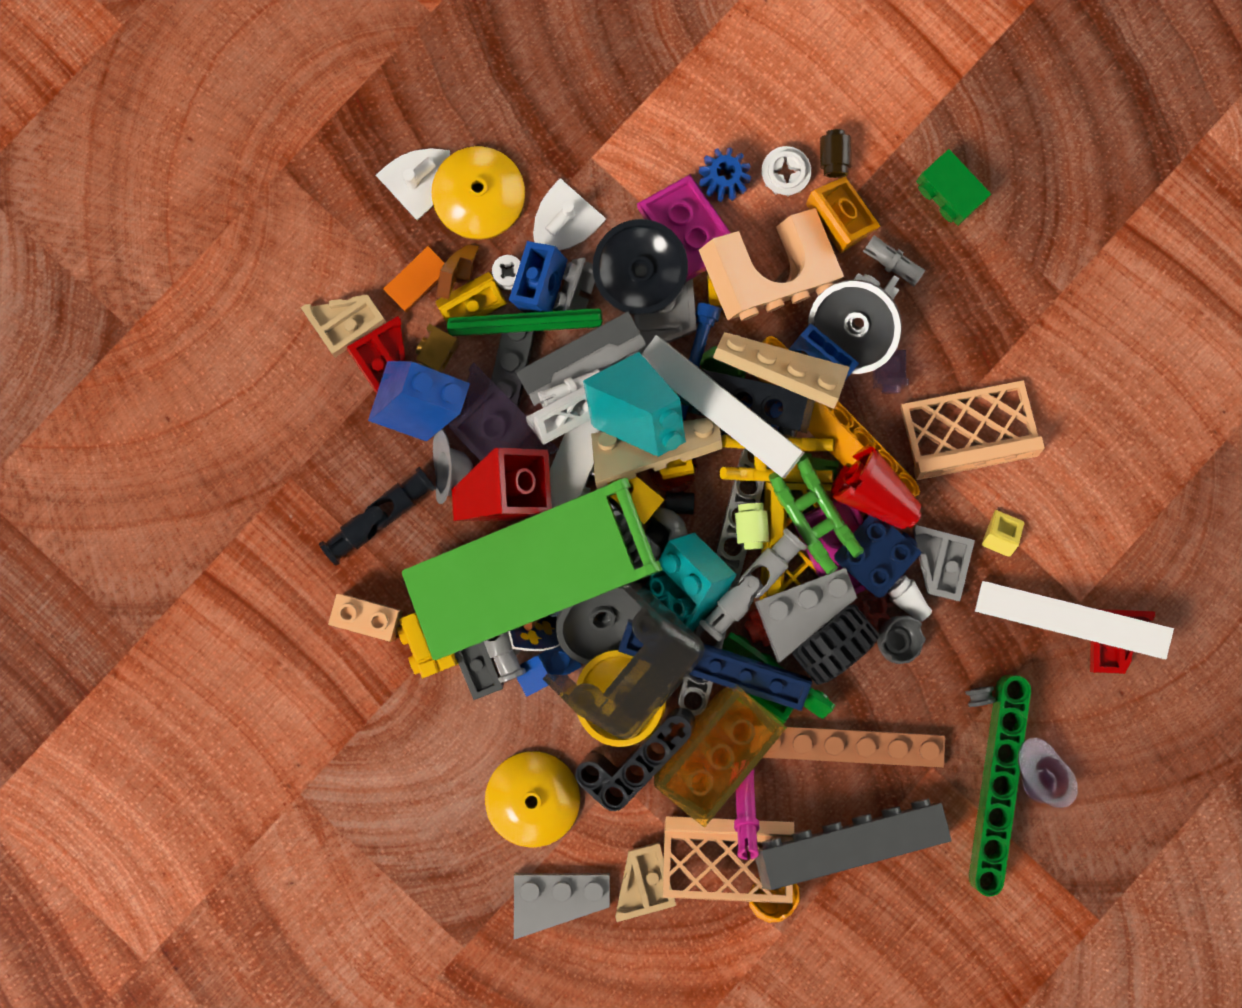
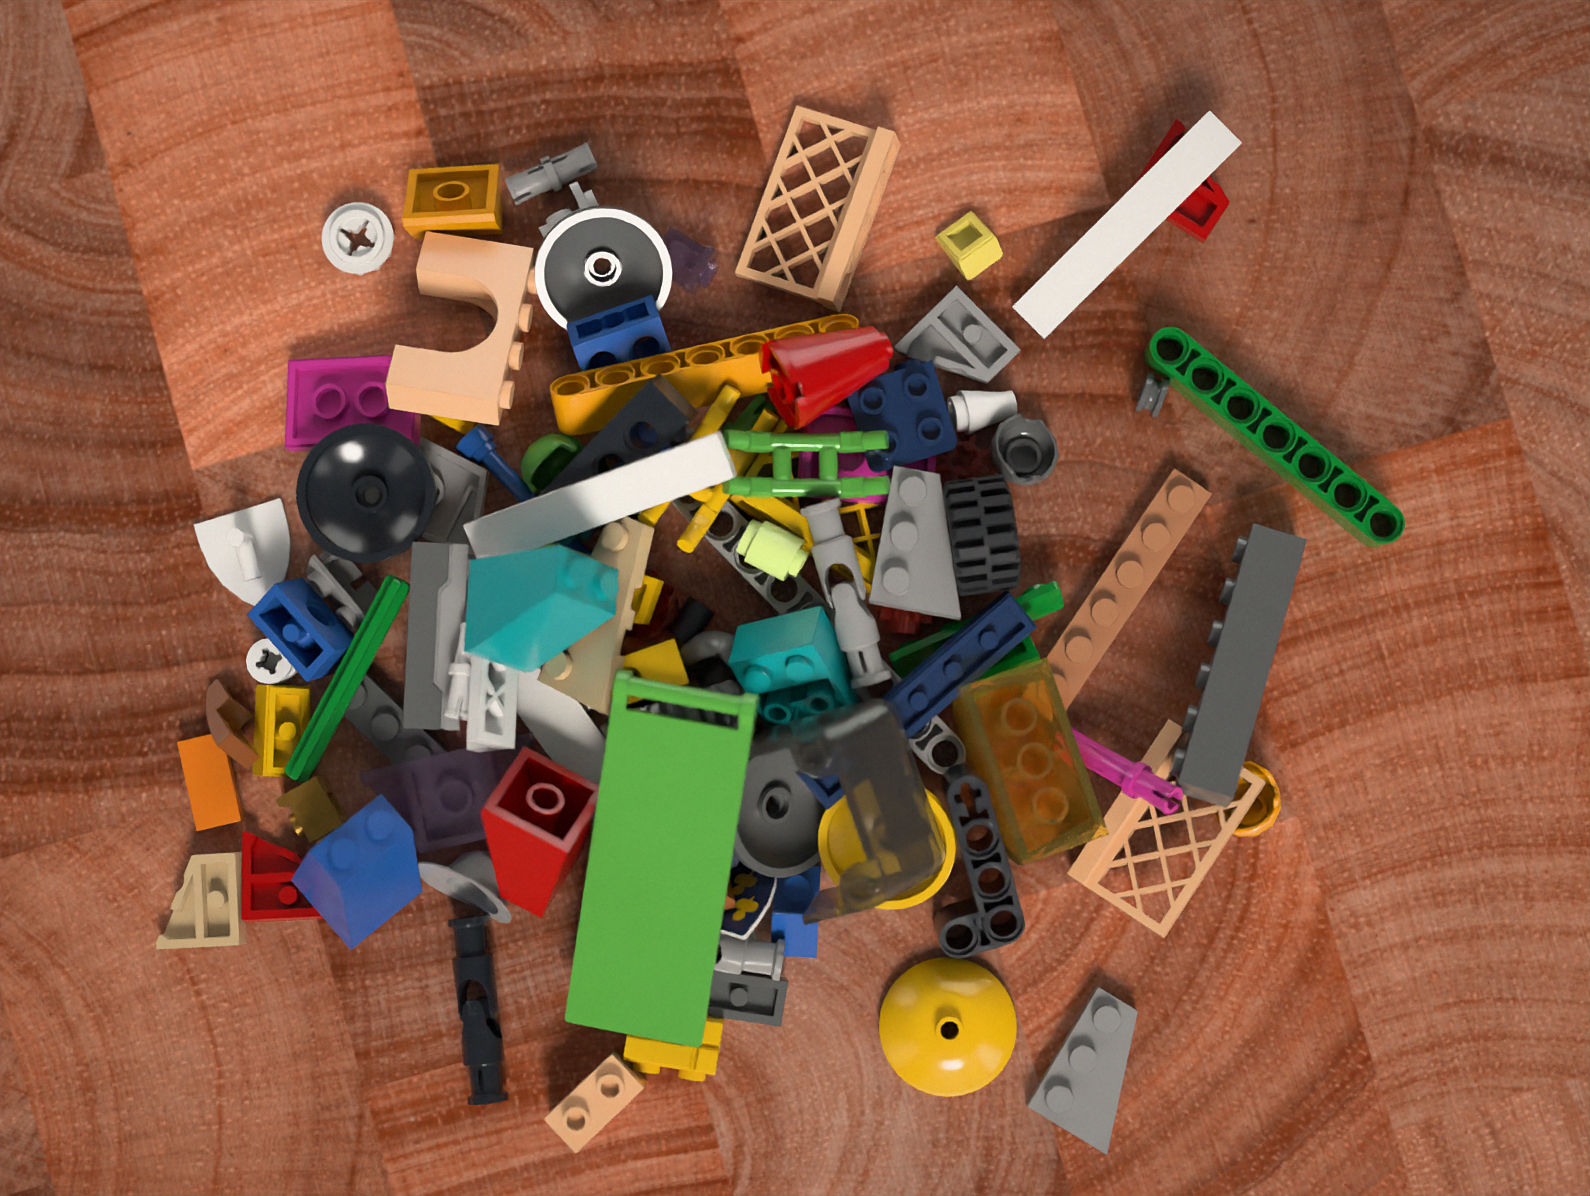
camera: 45 degrees left, 0 degrees up
(412, 178) = (84, 704): white shield -> none
(481, 213) = (179, 643): yellow dish -> none
(642, 883) = (1133, 951): tan wing -> none
(729, 165) = (322, 331): blue gear -> none
(794, 371) = (604, 388): tan wing -> none
(835, 153) = (374, 164): dark brown brick -> none
(952, 188) = (505, 47): green brick -> none
(1046, 775) = (1294, 373): piece -> none

